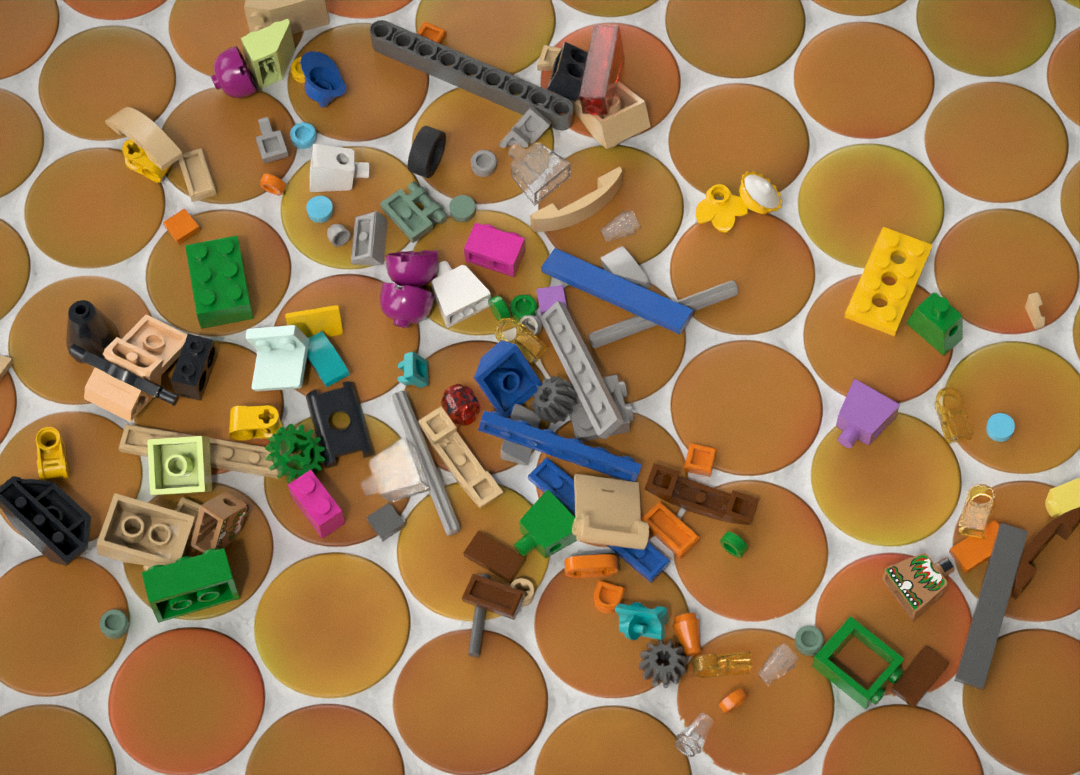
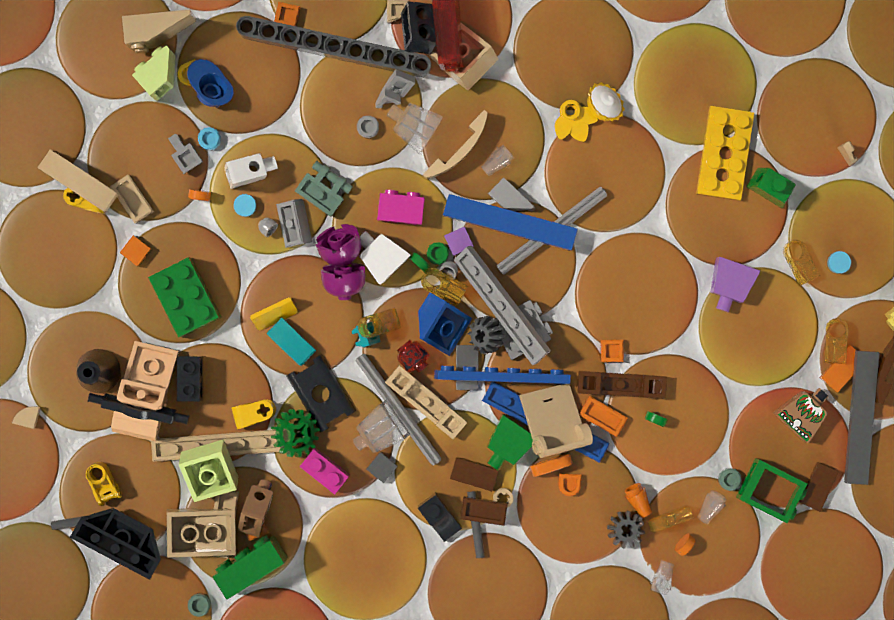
camera: 15 degrees left, 25 degrees up
(232, 74) = (133, 101): magenta cylinder -> none
(279, 357) = (257, 357): light aqua bracket -> none
(426, 151) = (320, 135): black tyre -> none
(436, 591) = (439, 517): none -> black arch
(438, 359) = (382, 321): none -> clear yellow piece
(462, 208) = (362, 174): sand green tile -> none
(638, 621) = (602, 506): teal hips -> none

